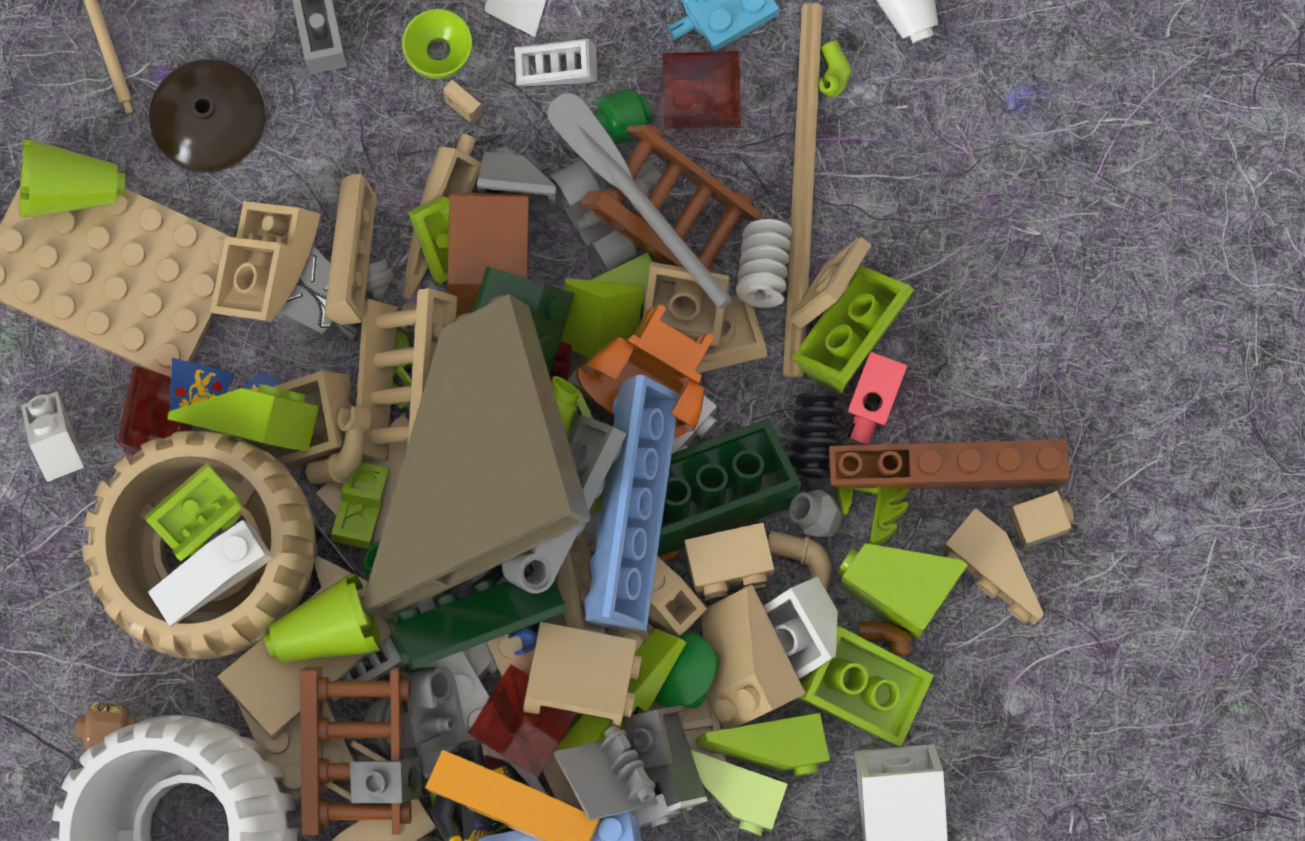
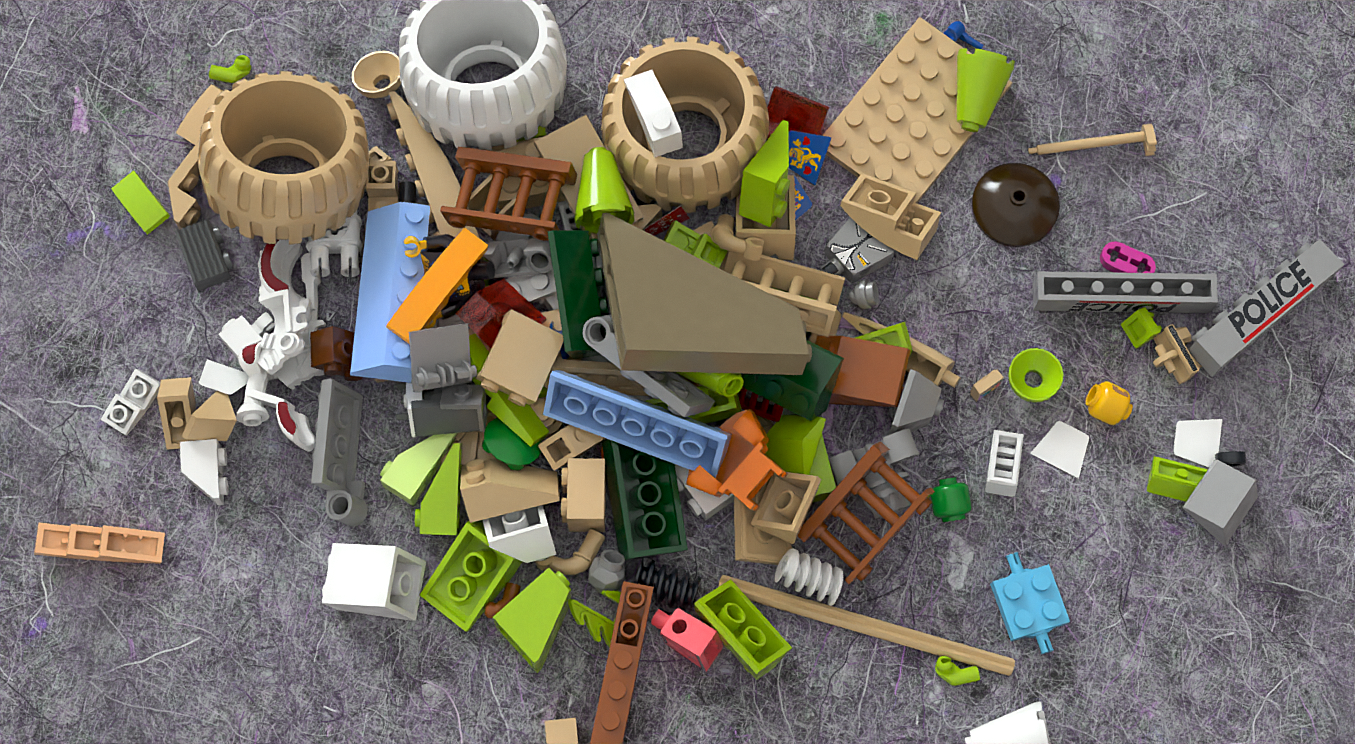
camera: 100 degrees right, 5 degrees down
(51, 436) = (794, 50): white slope -> none
(100, 721) = (578, 45): medium nougat head -> none
(195, 512) = (698, 107): lime bracket -> none
(351, 251) = (884, 276): tan brick -> none
(385, 781) = (479, 208): flat silver bracket -> none
(593, 144) = (922, 457): light grey piece -> none
(701, 90) = (962, 565): clear red slope -> none
(830, 282) = (780, 619): tan plate -> none
(994, 564) = (540, 696): tan slope -> none

